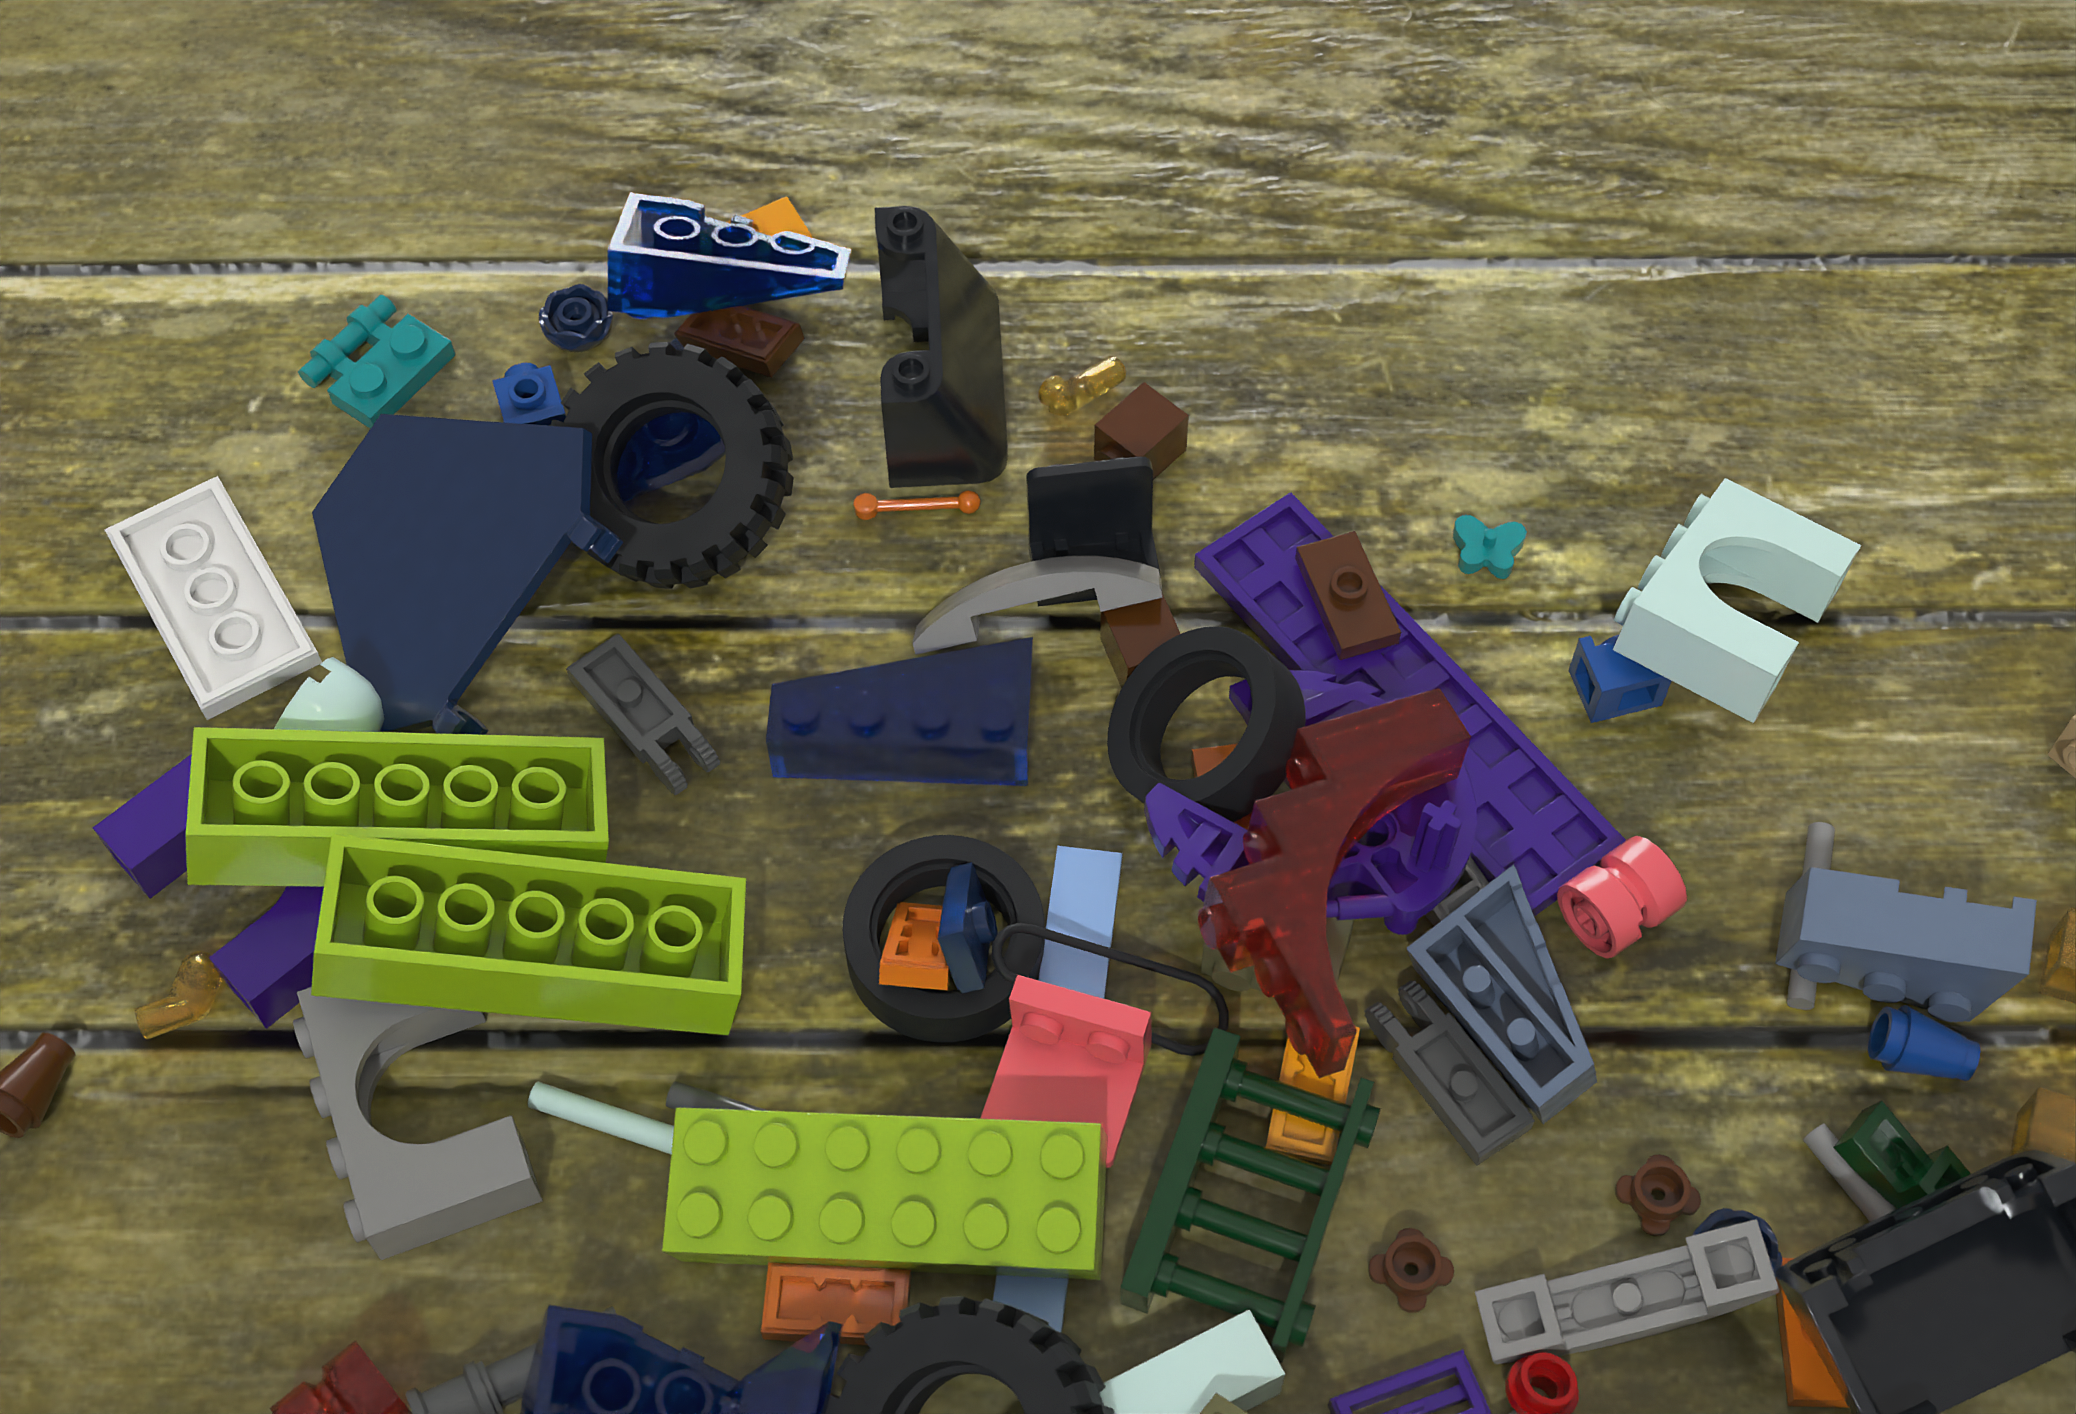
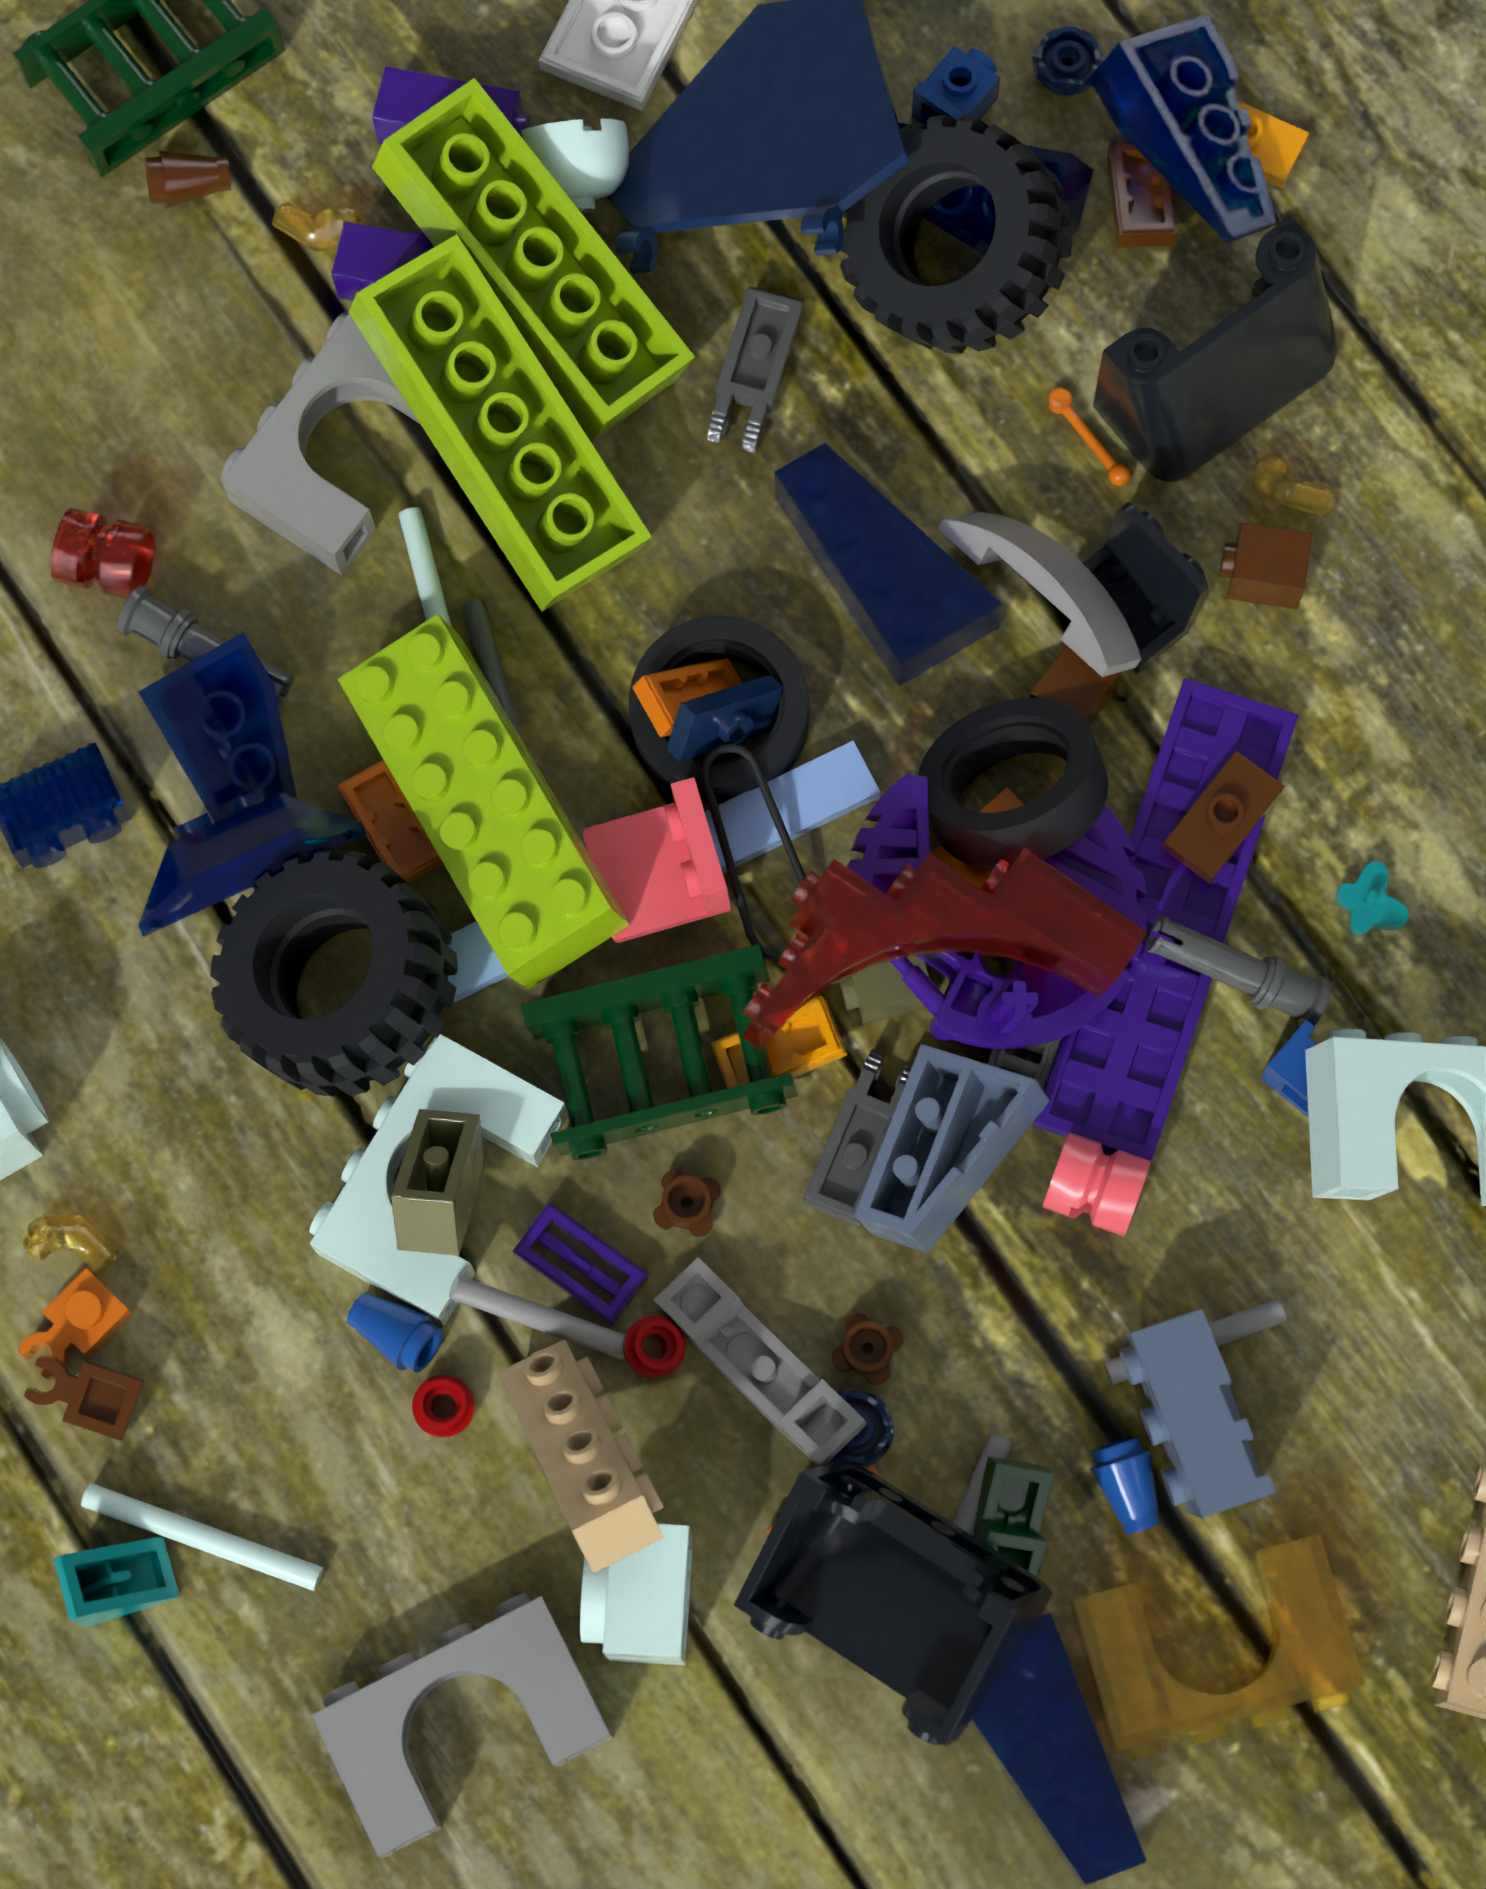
camera: 60 degrees right, 15 degrees up
(1516, 655) = (1263, 980): none -> dark grey pin

